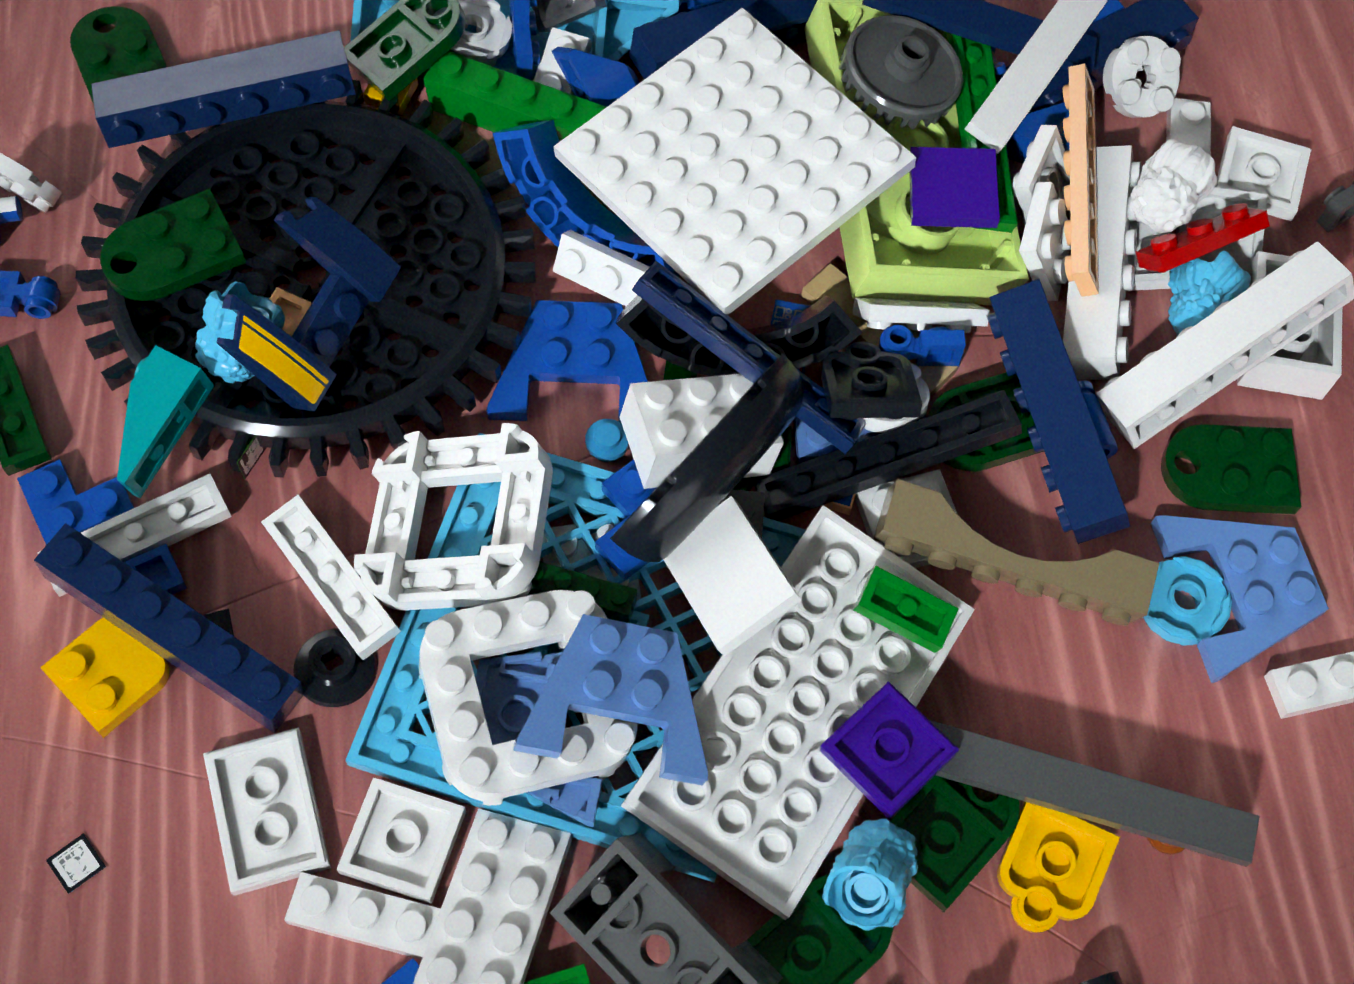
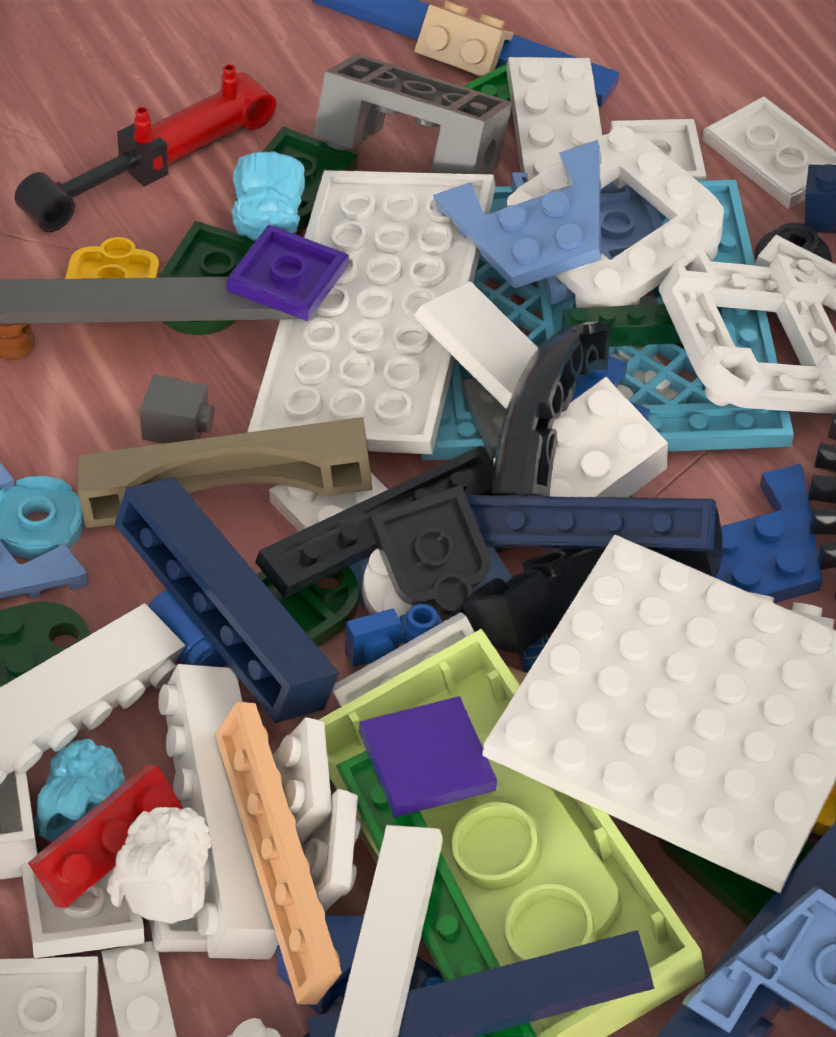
camera: 160 degrees right, 15 degrees down
(361, 915) = (688, 105): white plate -> none
(606, 440) = (674, 481): dark azure plate -> none
(902, 70) = (550, 879): dark grey wheel -> none
(905, 609) = (314, 383): green plate -> none
(1033, 658) = (175, 410): none -> dark grey brick

